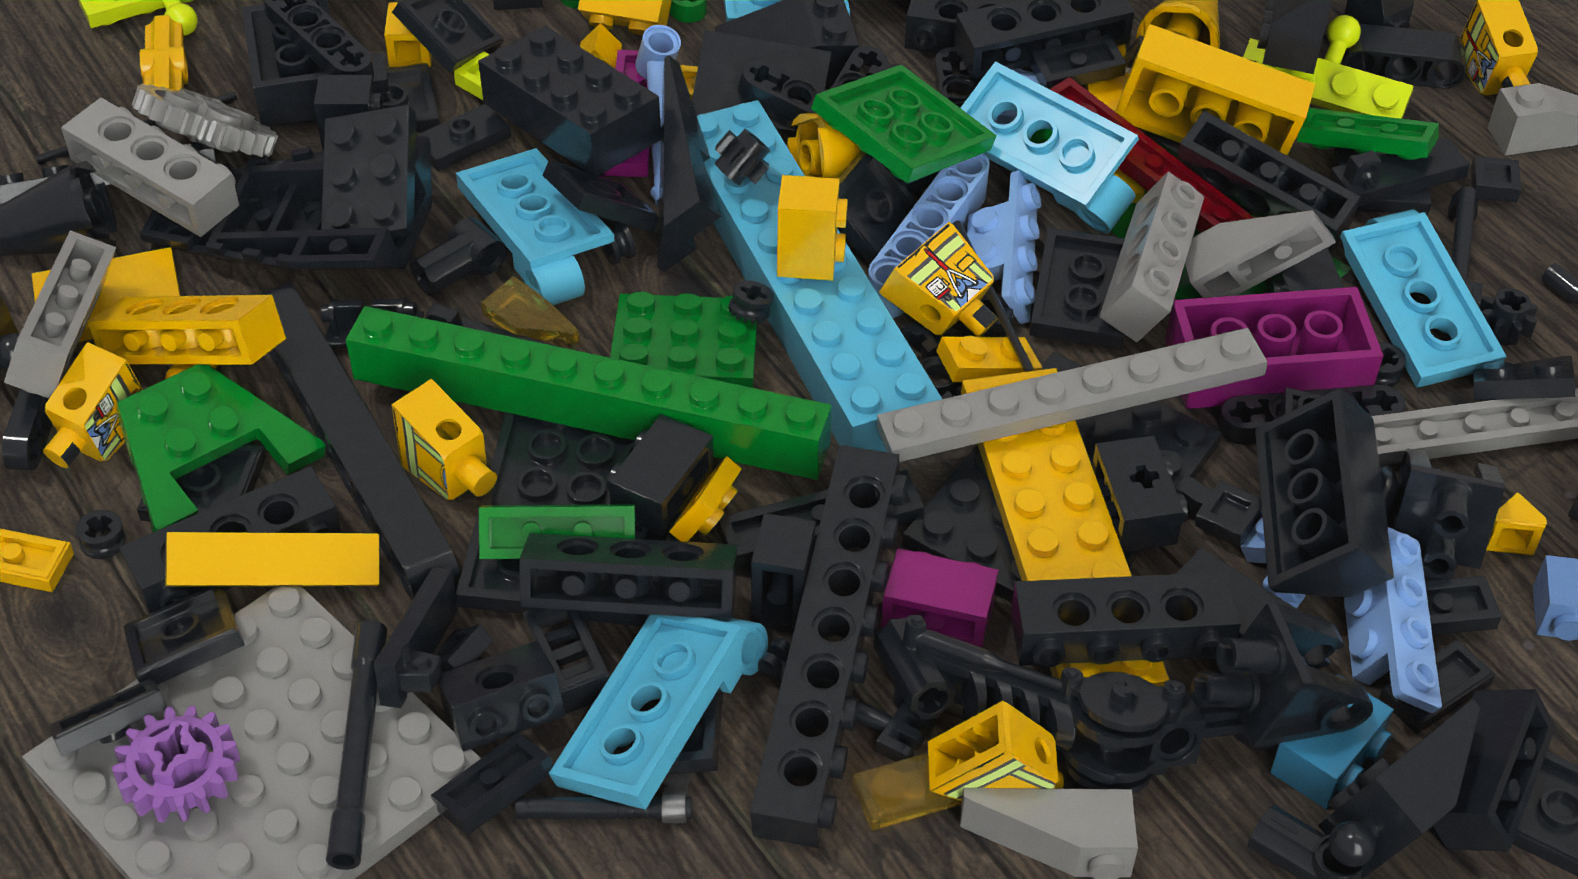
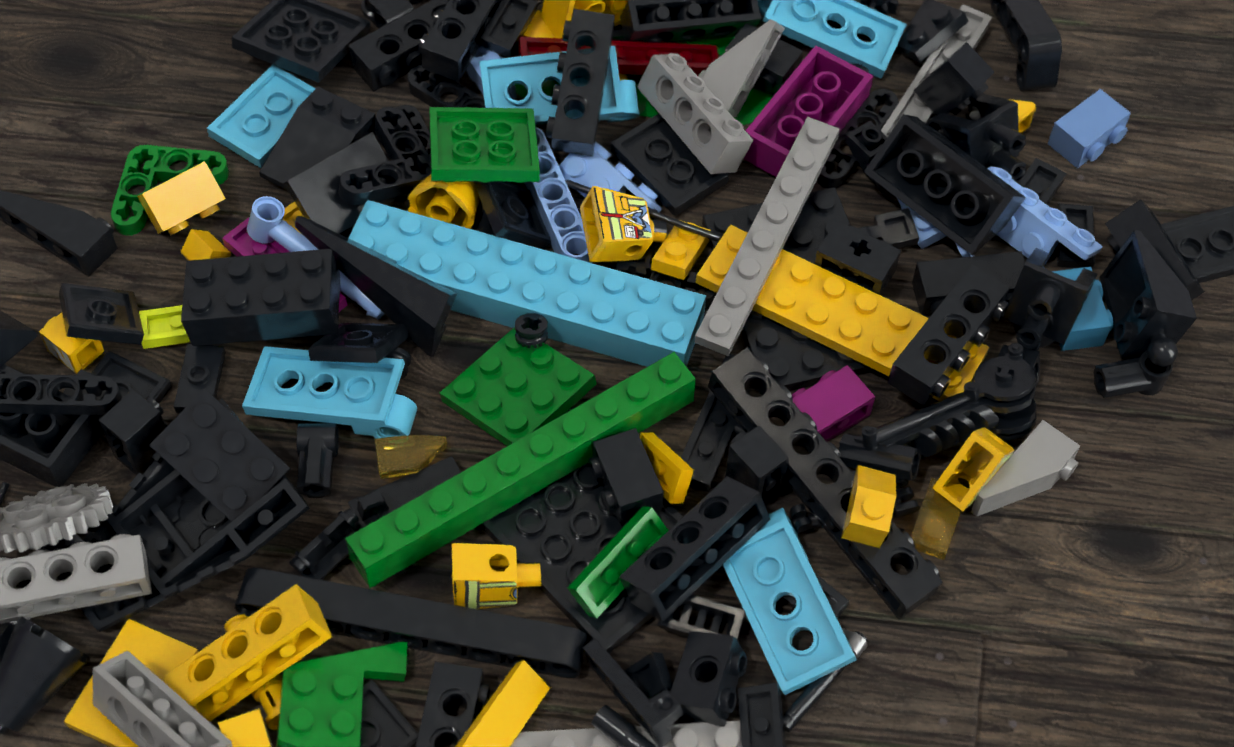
camera: 50 degrees left, 10 degrees up
(742, 157) = (430, 245): black gear -> none
(808, 227) = (537, 257): yellow brick -> none
(824, 679) = (870, 507): none -> yellow slope
(1087, 123) = (579, 134): none -> black brick
(1464, 421) = (954, 81): none -> black brick

